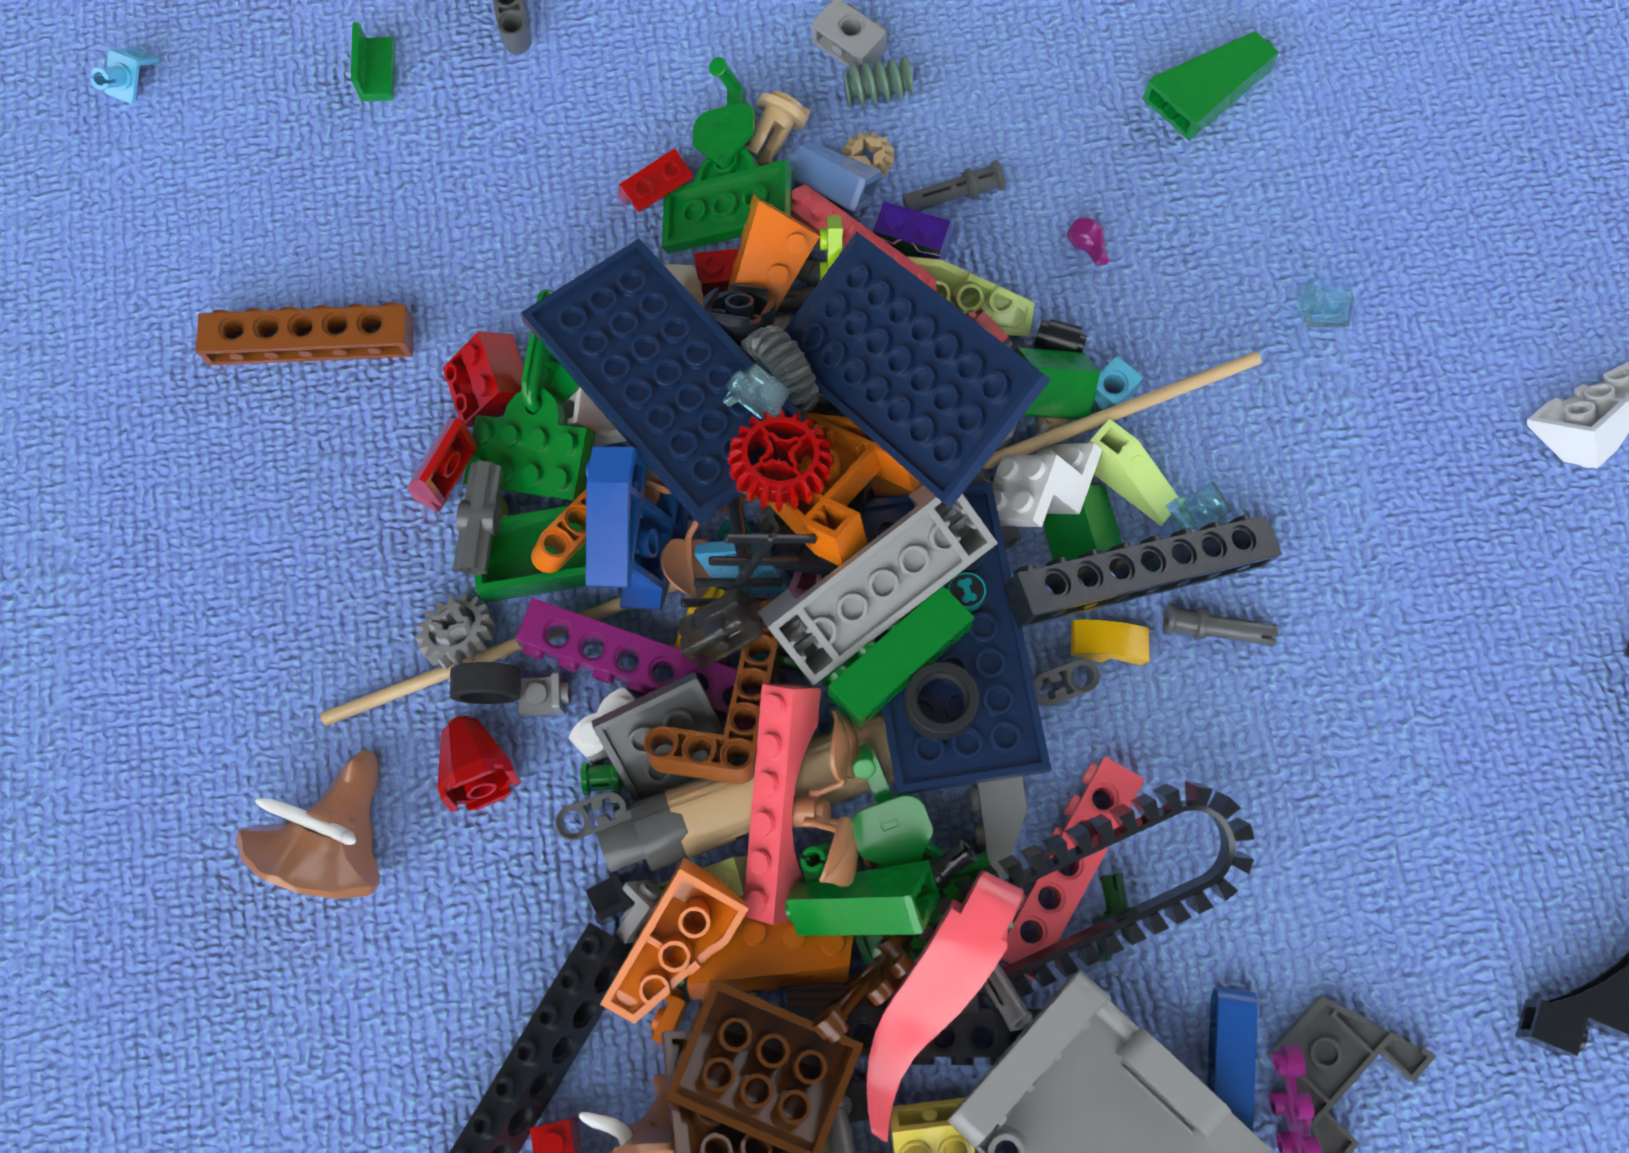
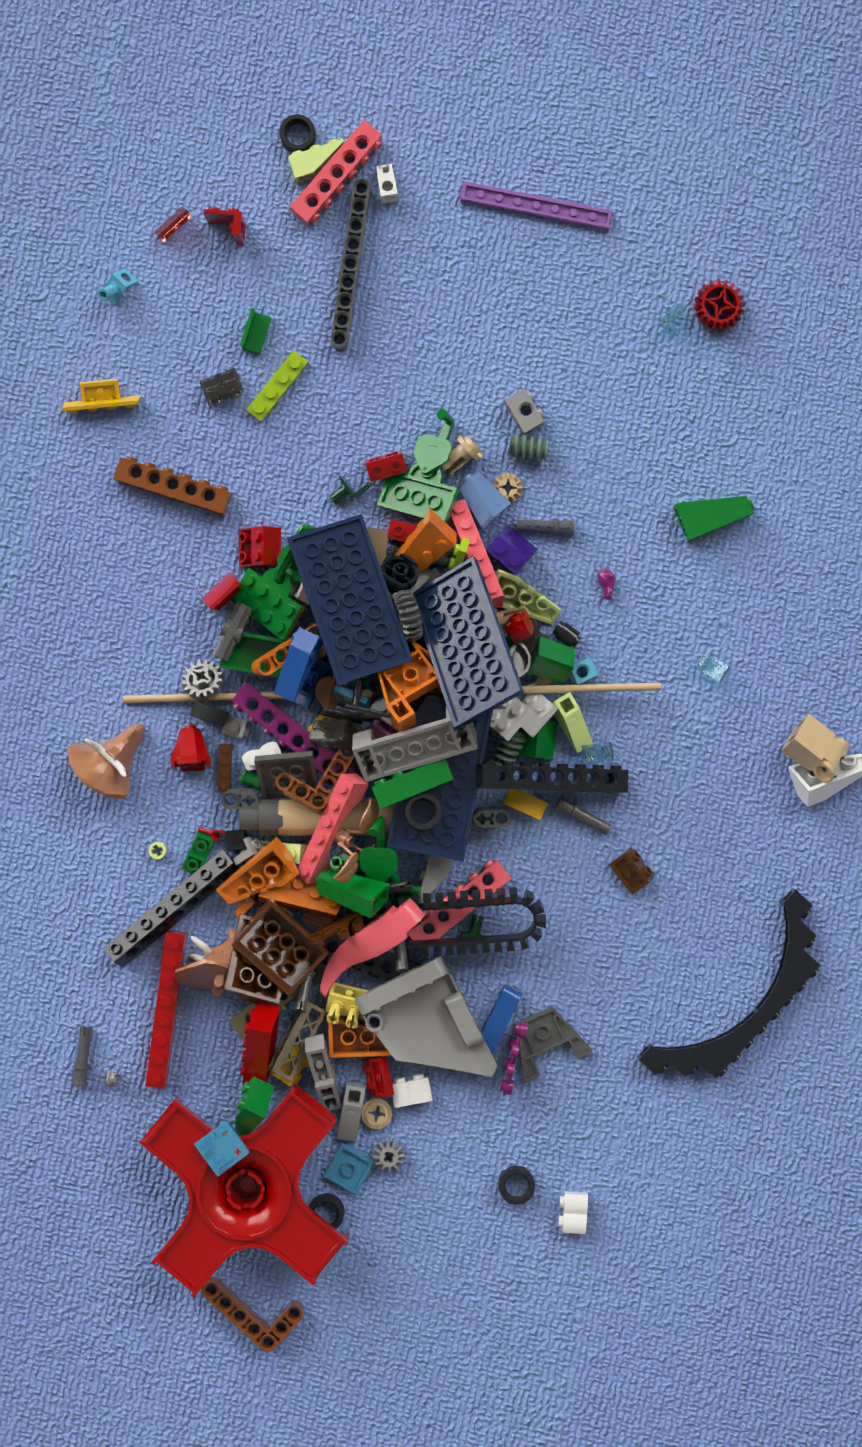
camera: 20 degrees right, 15 degrees up
(139, 235) = (99, 395): none -> yellow bracket
(343, 158) = (221, 387): none -> clear smoke brick
(435, 133) = (277, 386): none -> lime plate
(468, 987) = (159, 844): none -> yellowish green bush
(546, 772) = (225, 767): none -> reddish brown piece
(547, 950) = (198, 853): none -> green slope
(566, 903) = (213, 833): none -> red hand
(604, 242) = (346, 490): none -> dark green bracket
(756, 391) = (389, 629): clear light blue bracket -> none
(776, 479) = (395, 670): red gear -> none
(968, 590) = (457, 762): tile -> none
(1042, 542) = (509, 748): none -> sand green piece
(1348, 691) = (632, 870): none -> reddish brown bracket
(1562, 366) = (816, 748): none -> tan piece

